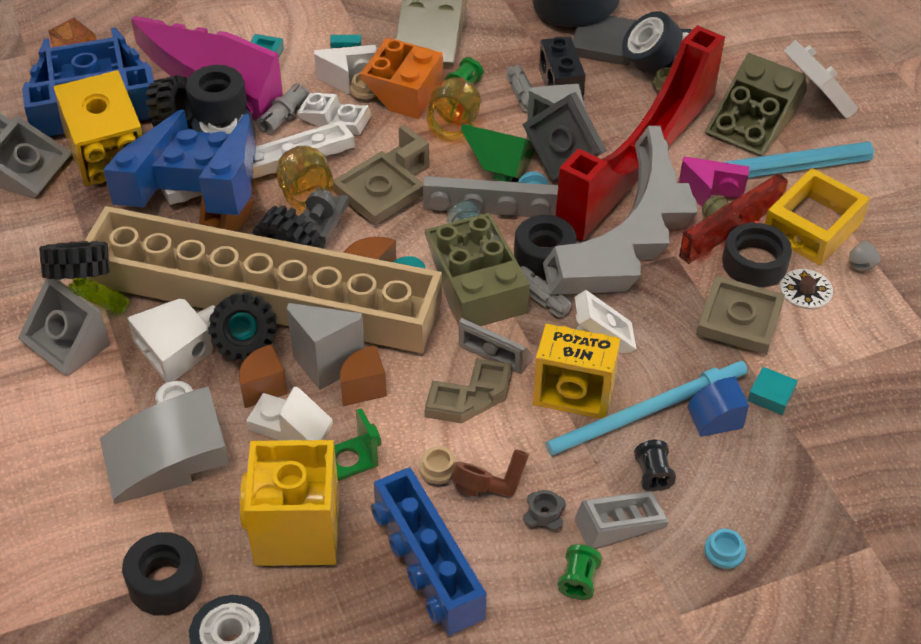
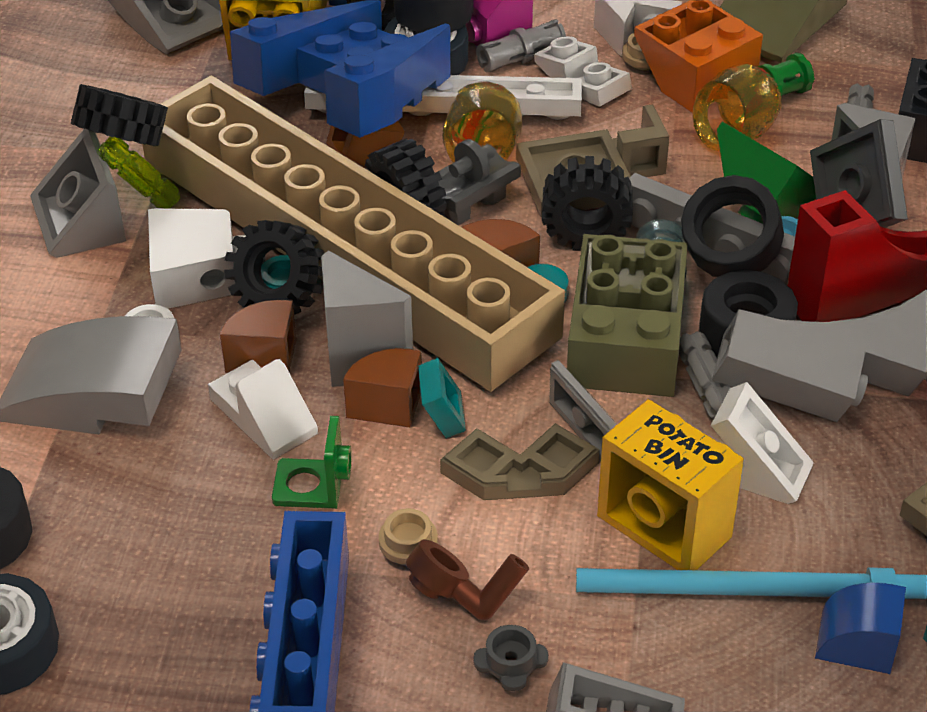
camera: 30 degrees right, 5 degrees down
(291, 502) = (165, 493): yellow brick -> none
(401, 196) = (581, 182): none -> black tyre
(401, 369) = (441, 398): none -> teal tile
(508, 167) = (726, 192): none -> black tyre
(655, 465) = (709, 664): black bush -> none

